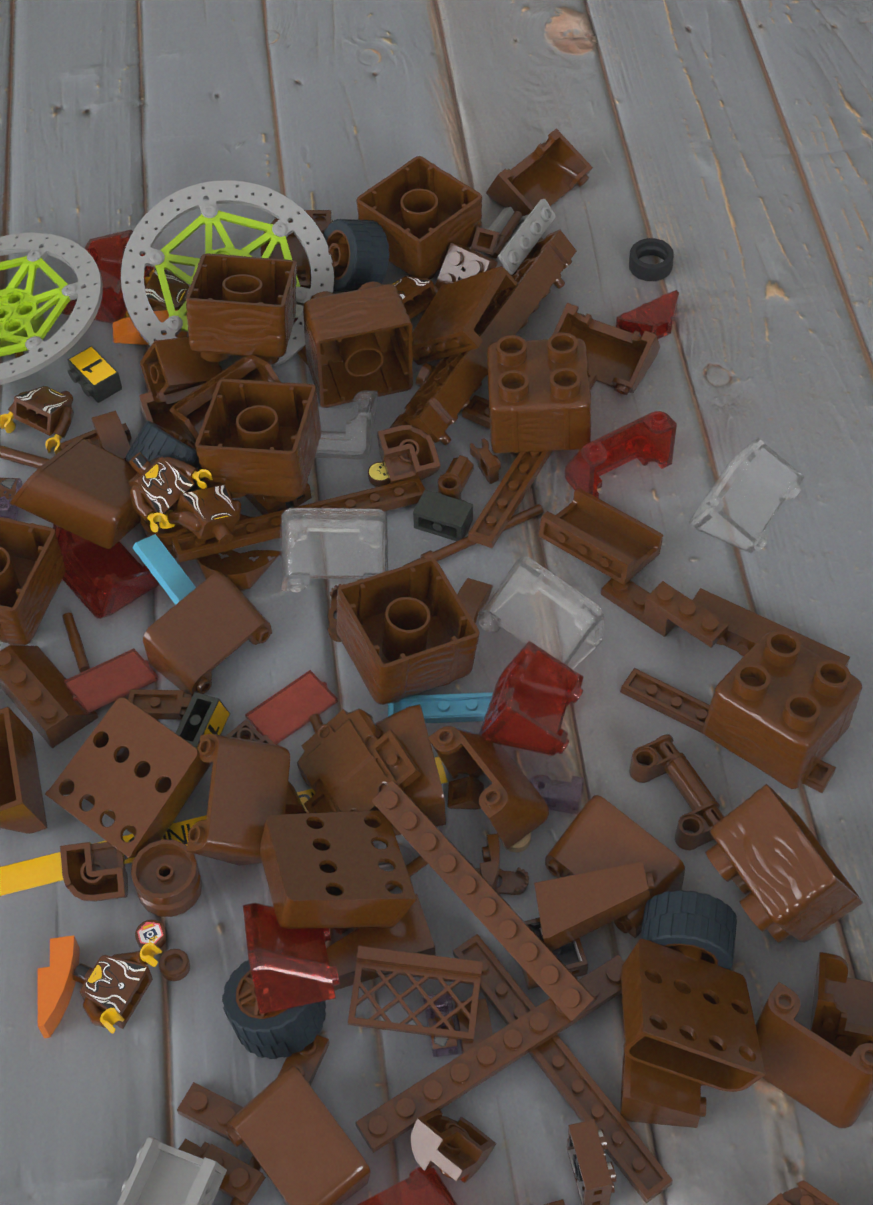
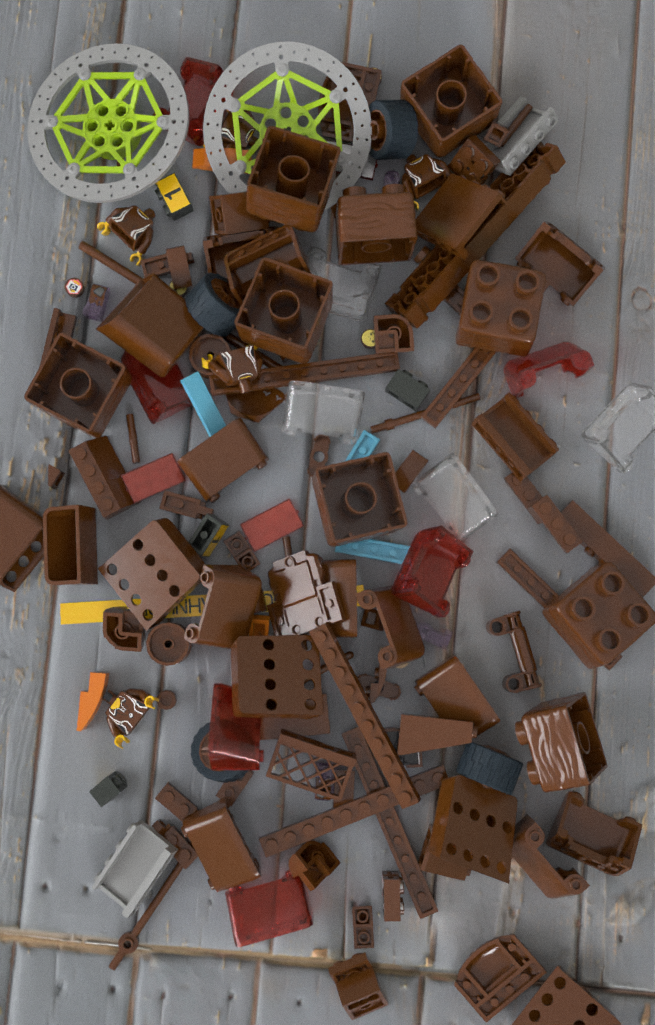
camera: 15 degrees right, 30 degrees up
(100, 1099) = (108, 788): none -> pearl dark grey brick
(151, 931) = (154, 676): tile -> none
(160, 485) = (205, 340): reddish brown torso -> none
(456, 477) = (423, 358): reddish brown piece -> none
(487, 463) = (451, 351): reddish brown plate -> none
(544, 174) = (557, 67): reddish brown windscreen -> none
(652, 317) = (606, 237): clear red slope -> none
(653, 247) = (631, 163): black tyre -> none

